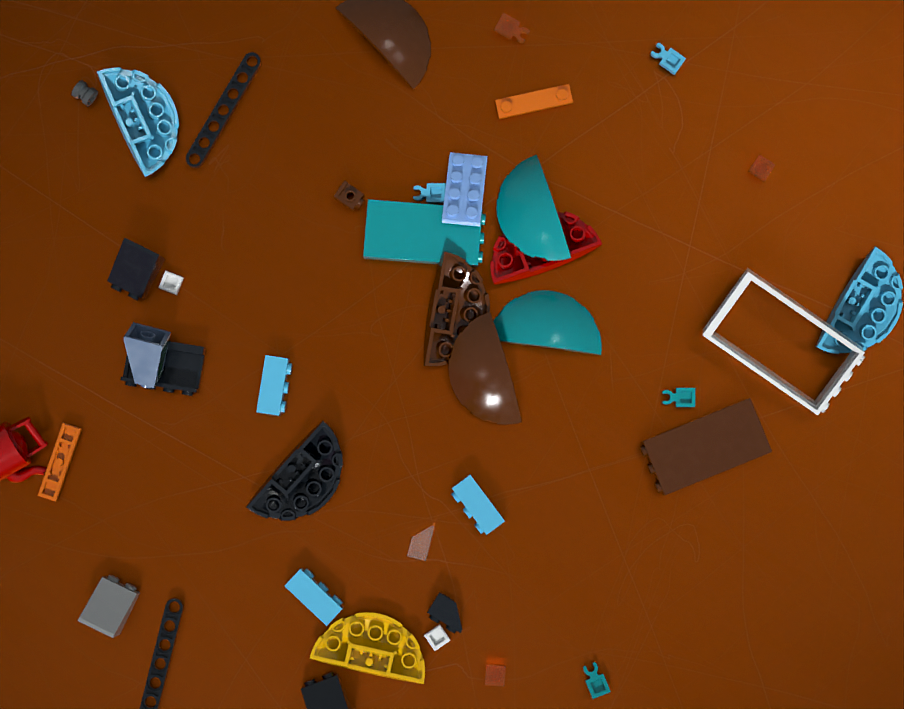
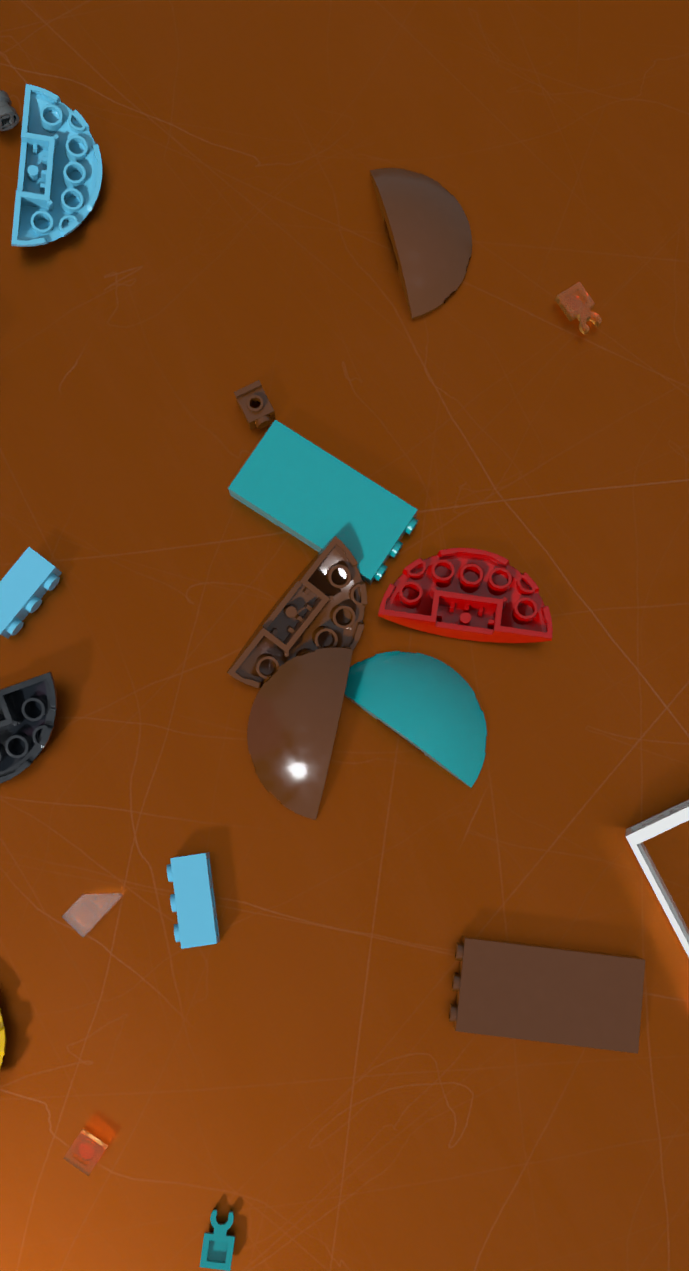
camera: 30 degrees right, 5 degrees down
(223, 119) = (152, 232): black beam -> none
(434, 193) = (366, 459): medium azure plate -> none
(437, 637) = (39, 1052): white tile -> none
(446, 611) = (69, 1024): black slope -> none
(464, 189) = (407, 474): light blue plate -> none
(529, 213) = (476, 550): teal brick -> none
(533, 101) = (559, 413): orange plate -> none
(682, 397) = (551, 906): teal plate -> none

